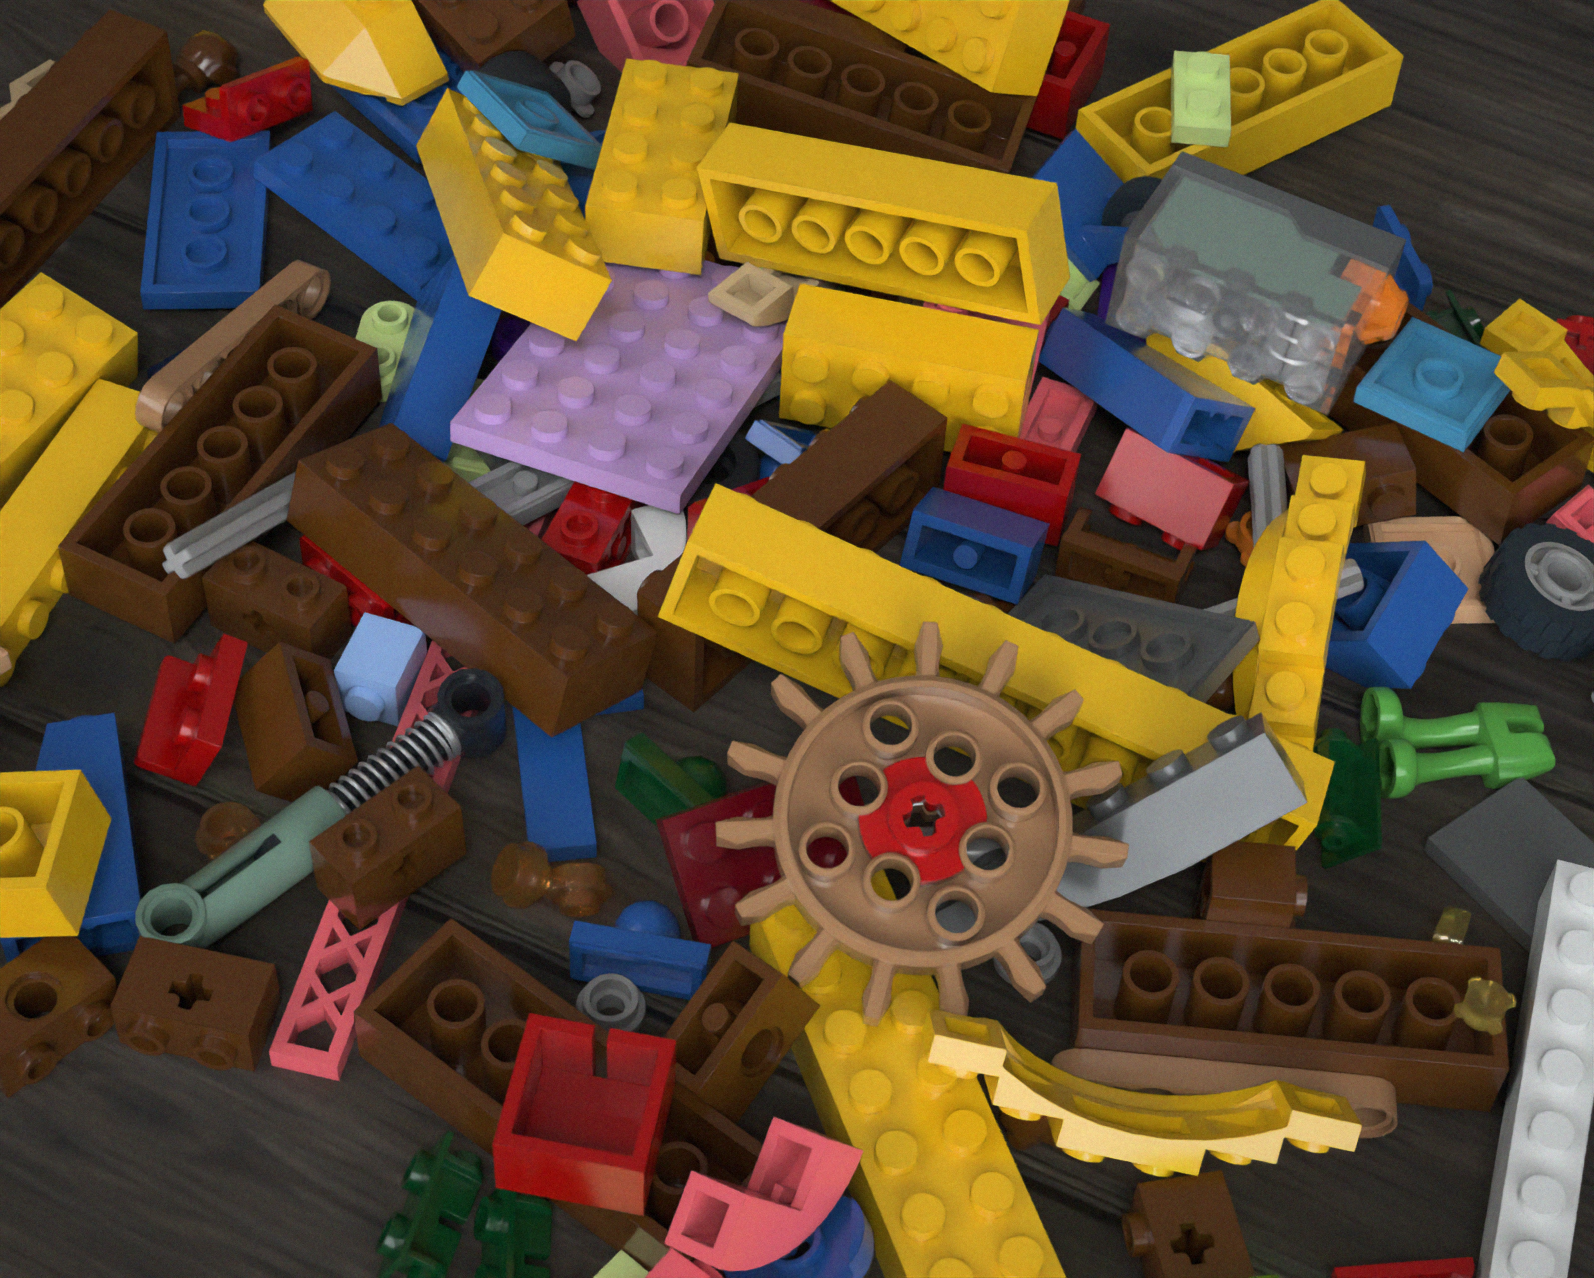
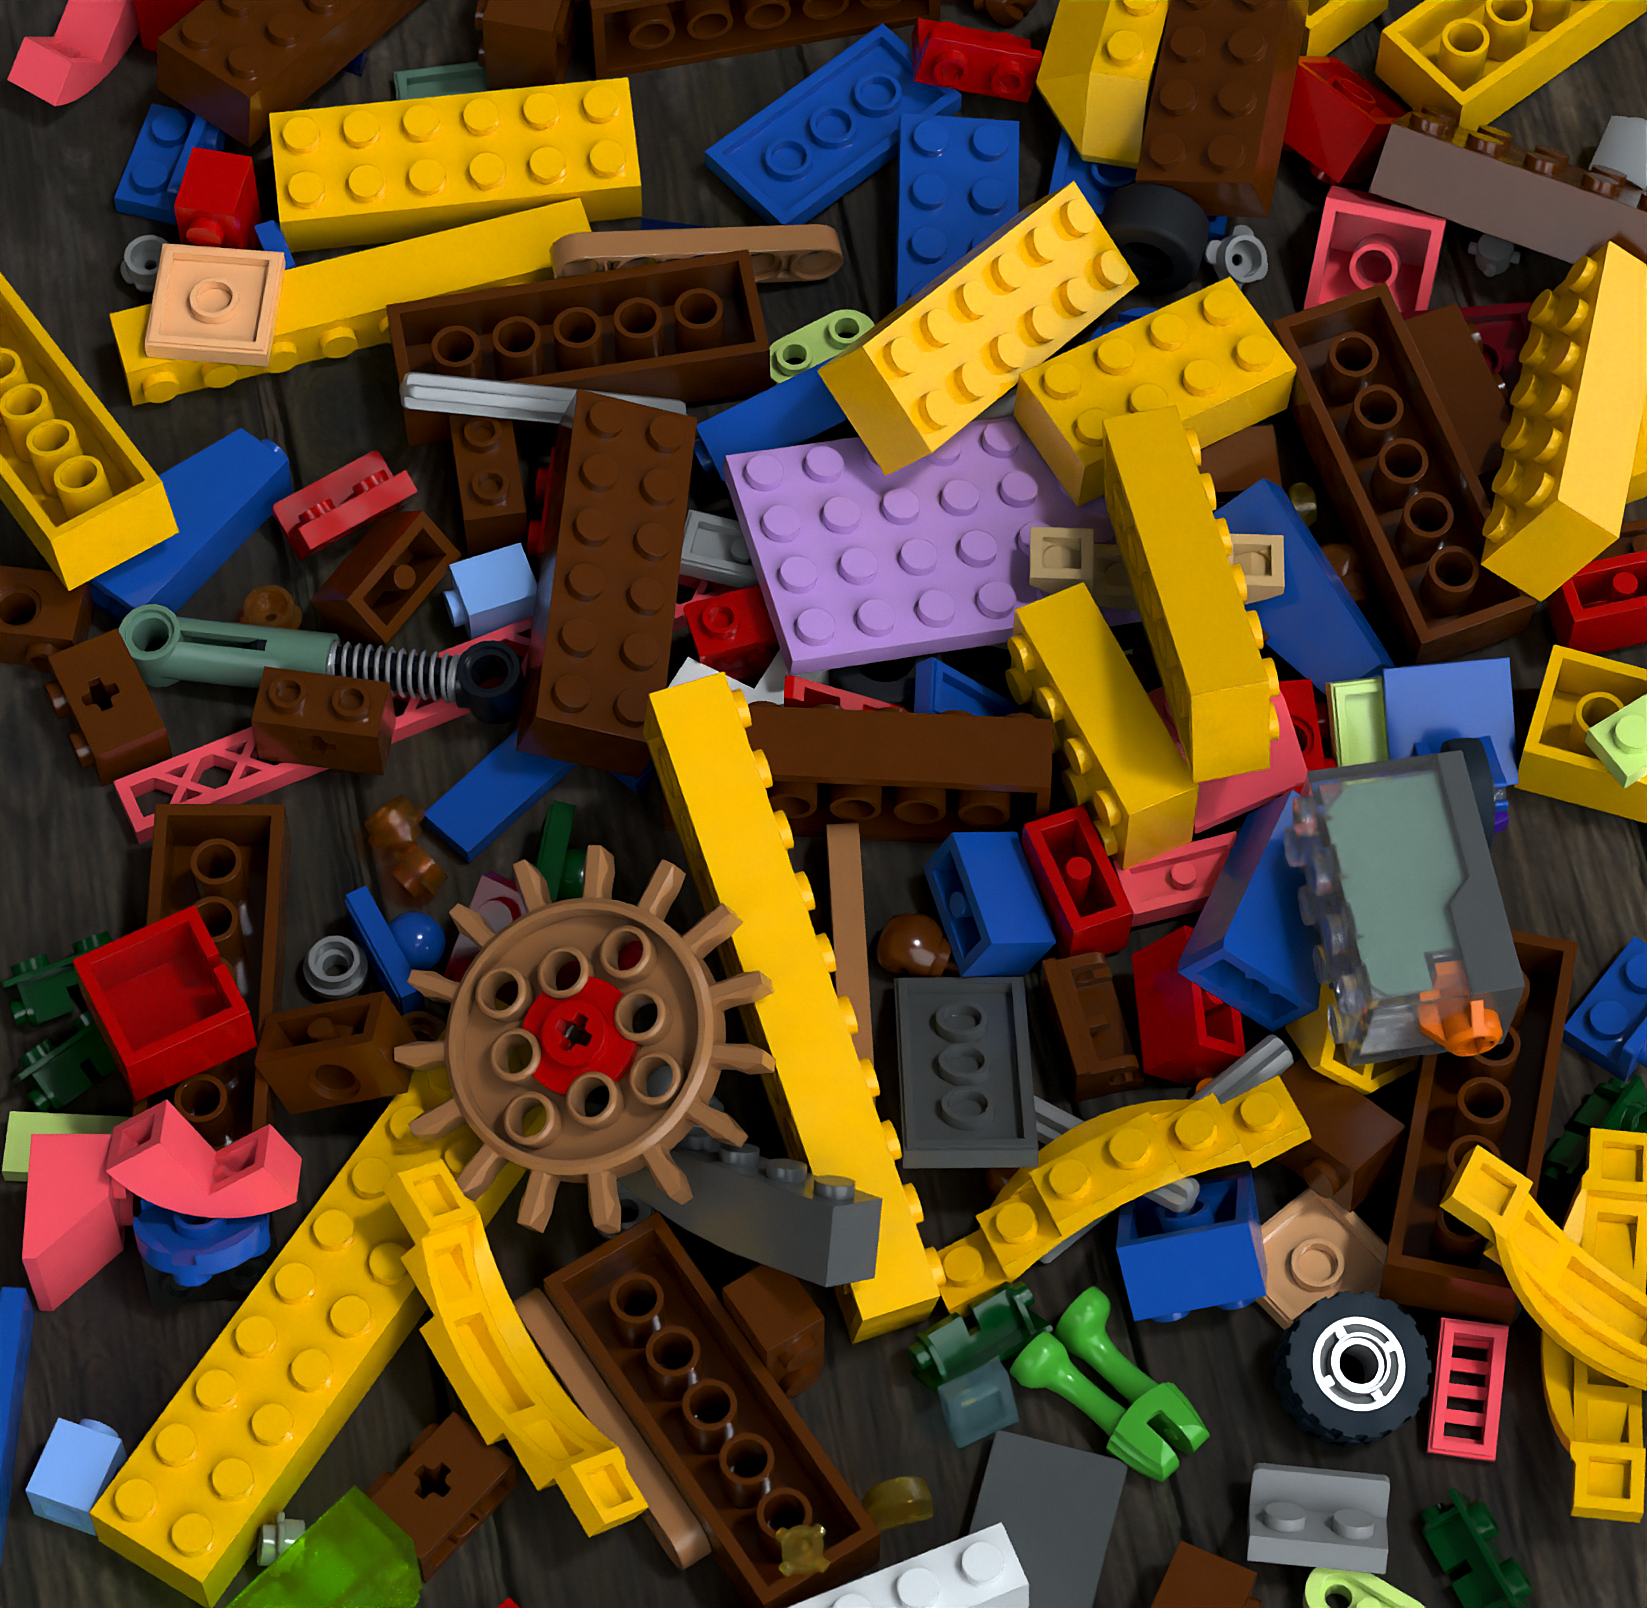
camera: 55 degrees right, 10 degrees up
(531, 119) = (1098, 262): dark azure tile -> none
(1402, 831) = (978, 1404): none -> clear light blue tile
(1434, 384) = (1450, 1110): dark azure tile -> none

